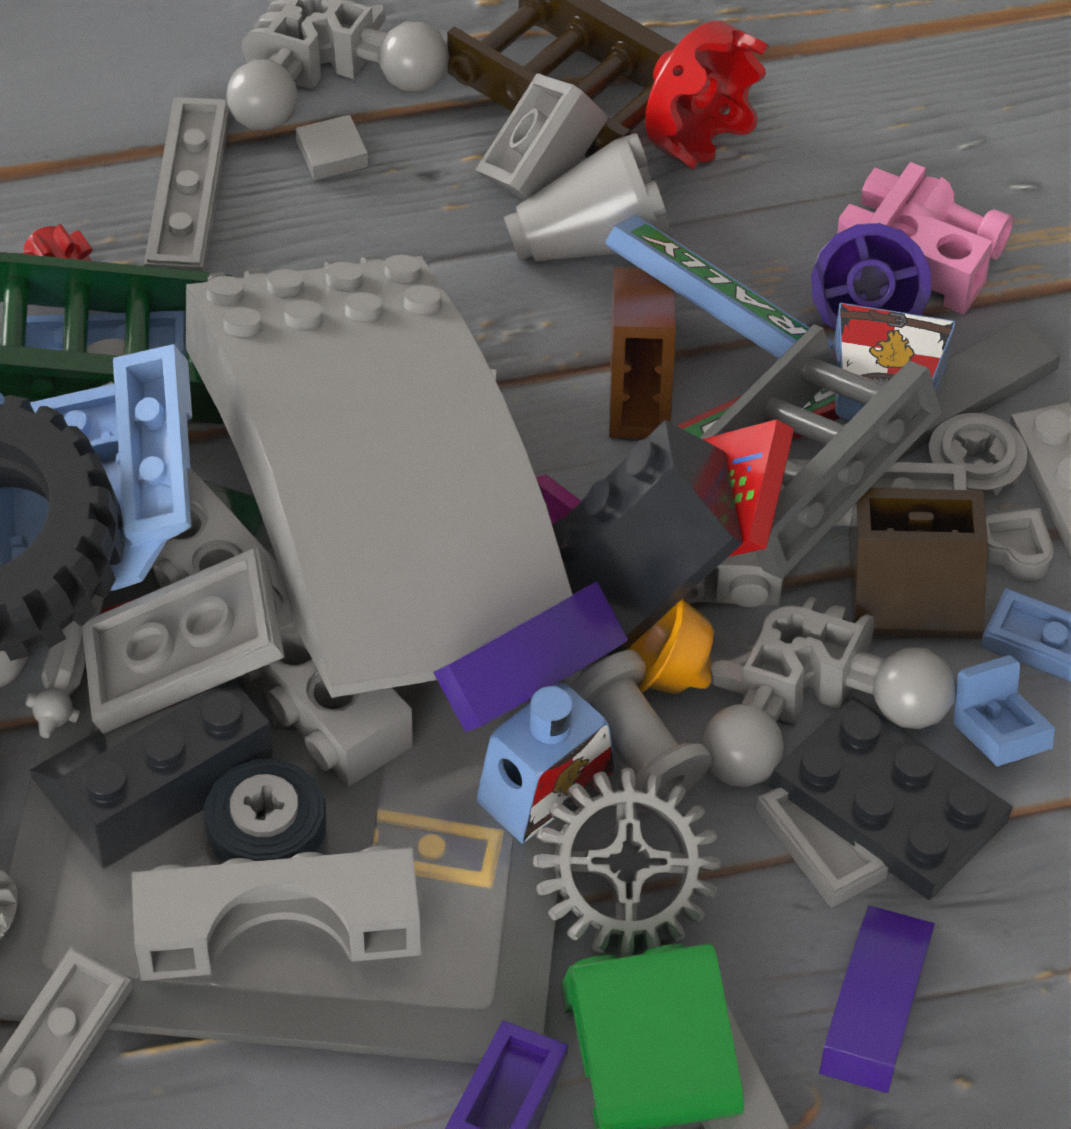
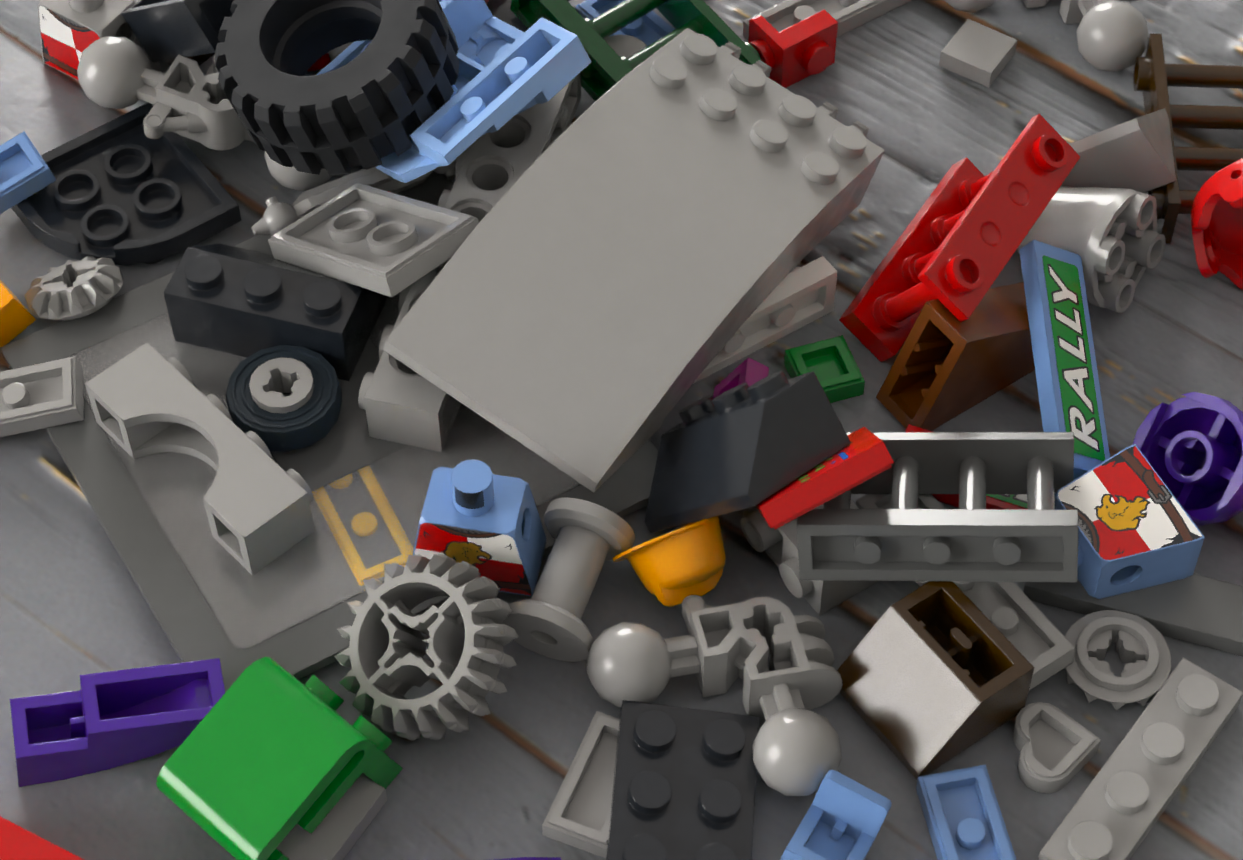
camera: 55 degrees right, 0 degrees up
(225, 244) = (797, 50): none -> red bracket
(503, 283) = (960, 239): none -> red fence
(530, 657) = (532, 446): dark purple slope -> none
(560, 450) = (831, 364): none -> green tile

